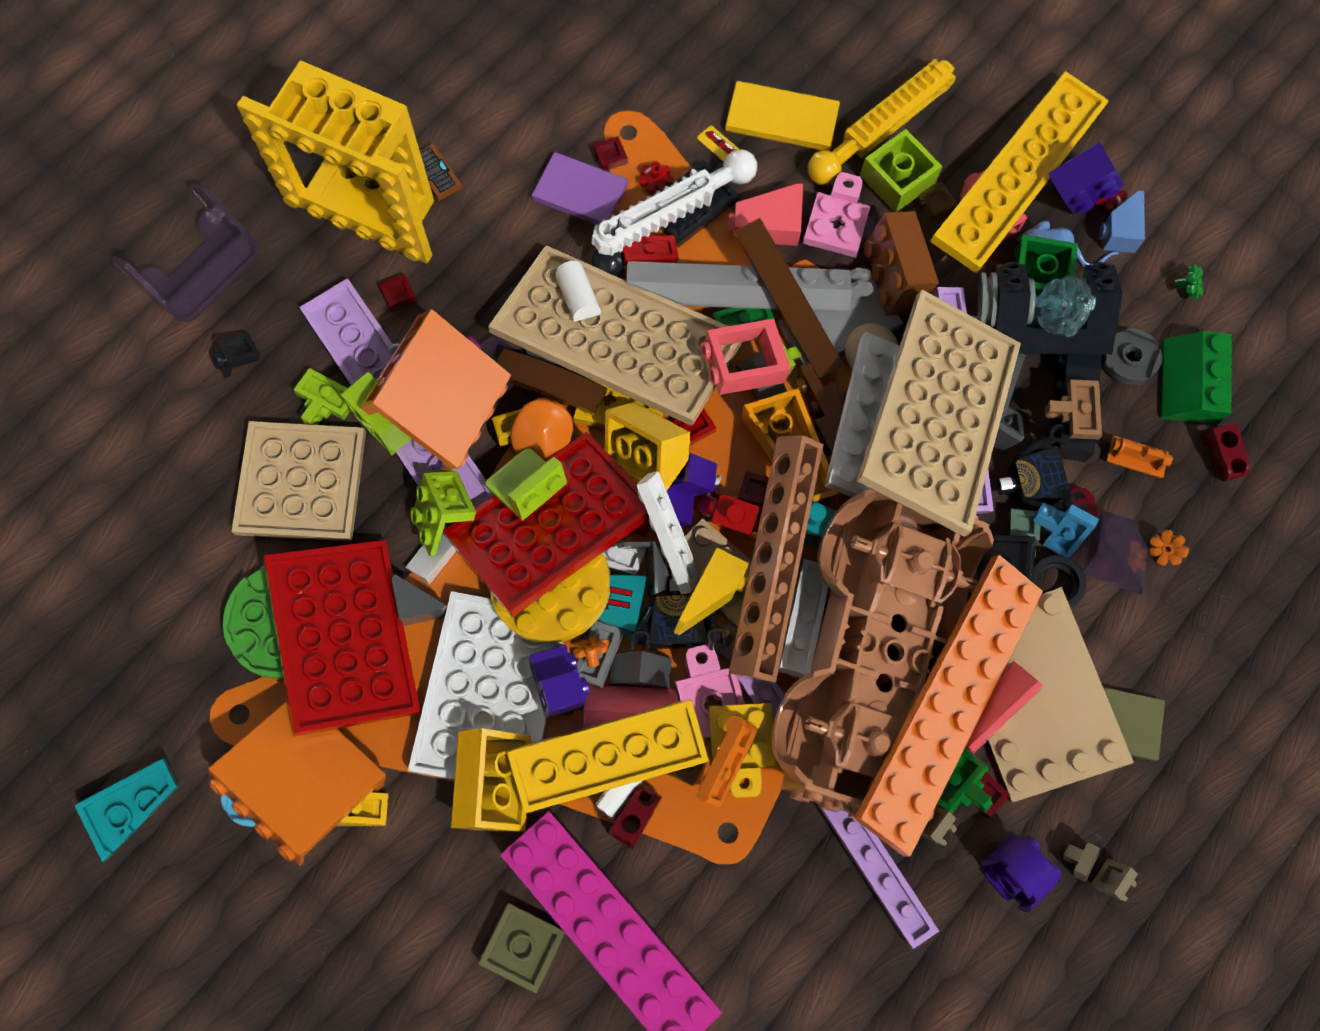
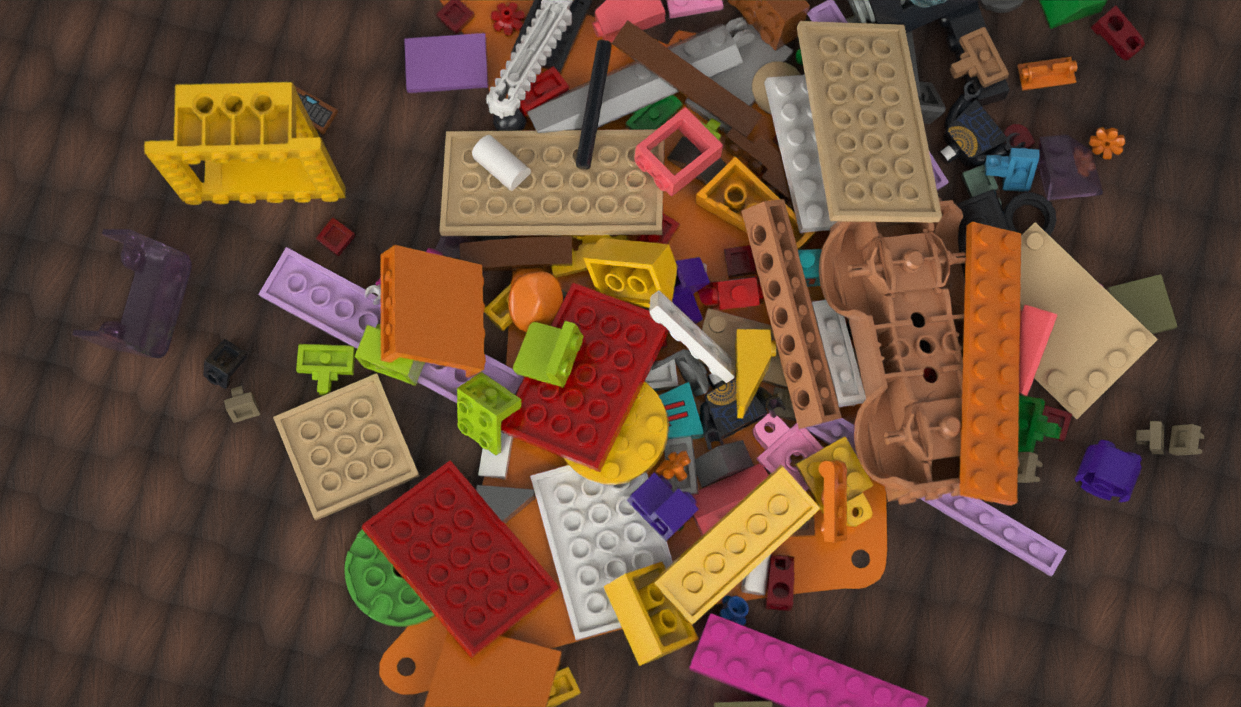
camera: 20 degrees left, 5 degrees up
(227, 397) = (242, 405): none -> dark tan tile
(583, 817) = (735, 604): none -> blue plate
(690, 281) = (593, 104): none -> black axle

